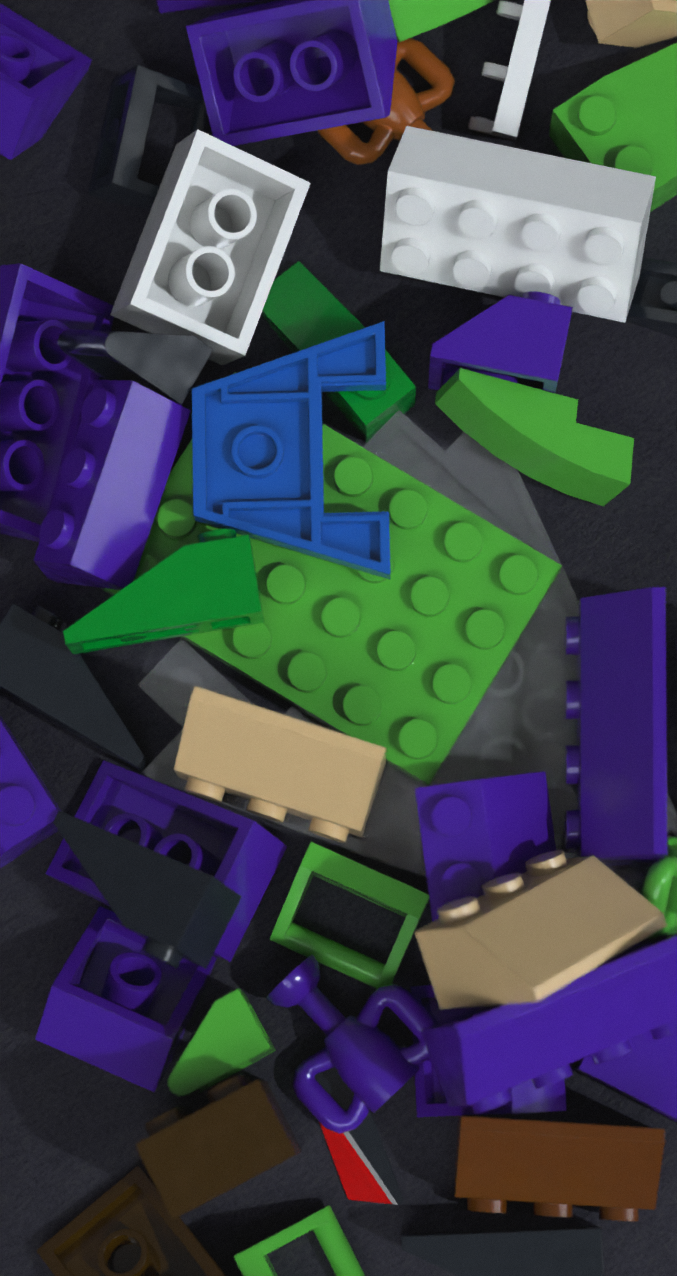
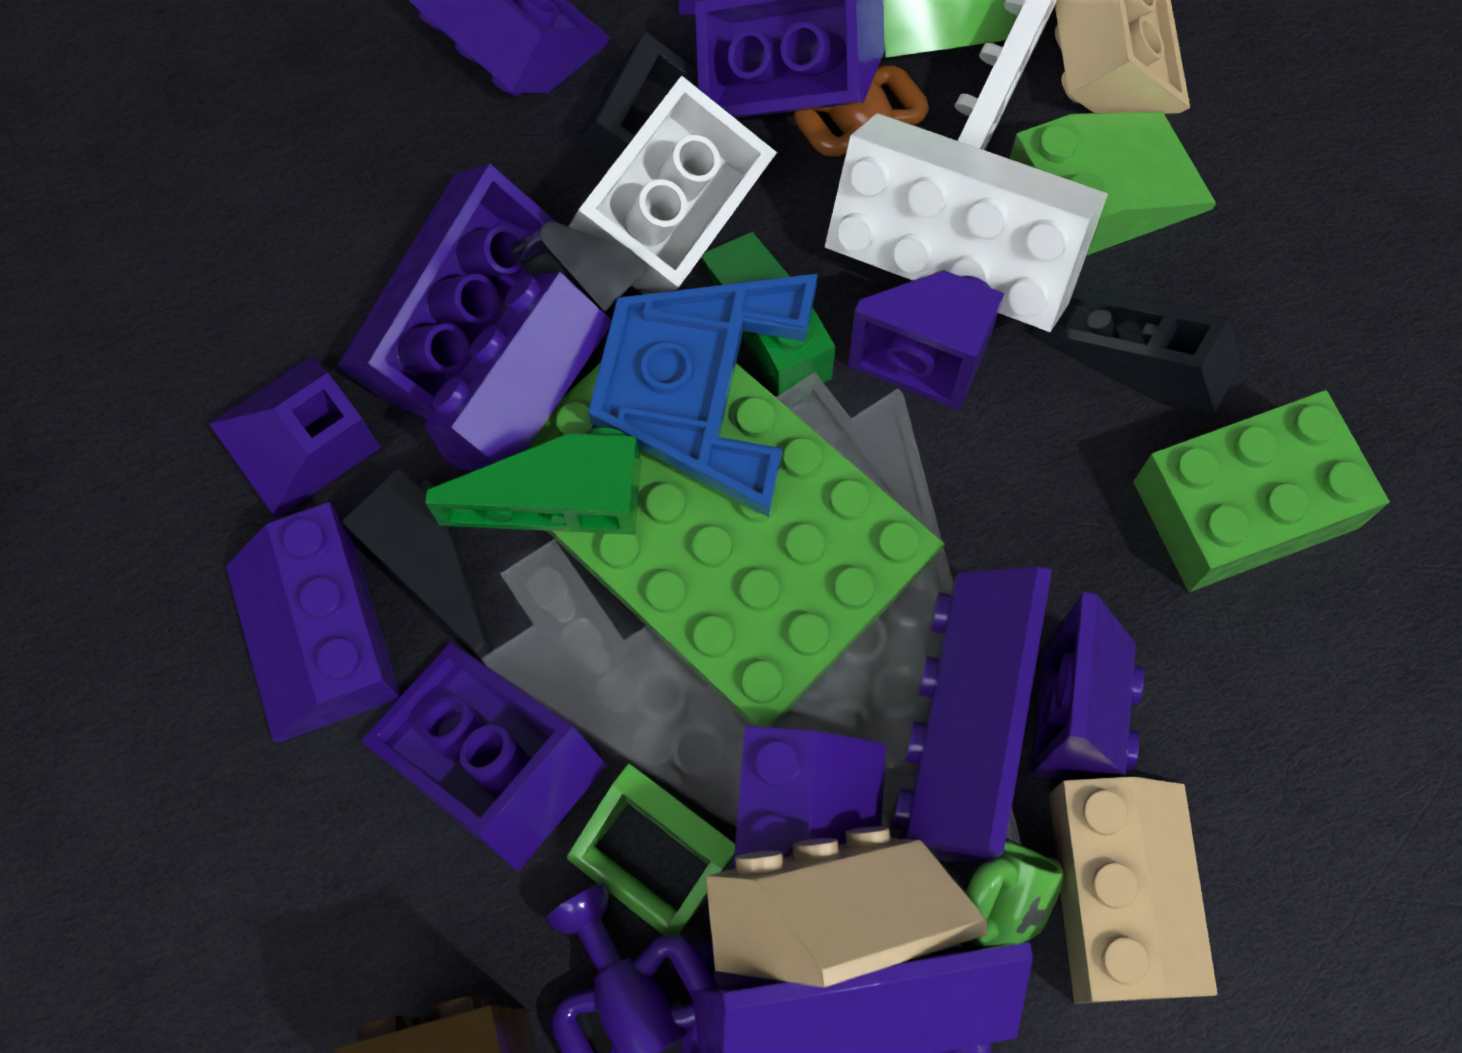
camera: 10 degrees right, 10 degrees down
(121, 1004) = (399, 887): dark purple slope -> none
(153, 895) = (447, 780): black slope -> none
(222, 1046) = (482, 956): bright green tile -> none
(278, 765) = (613, 673): tan slope -> none
(539, 435) = (945, 417): bright green slope -> none

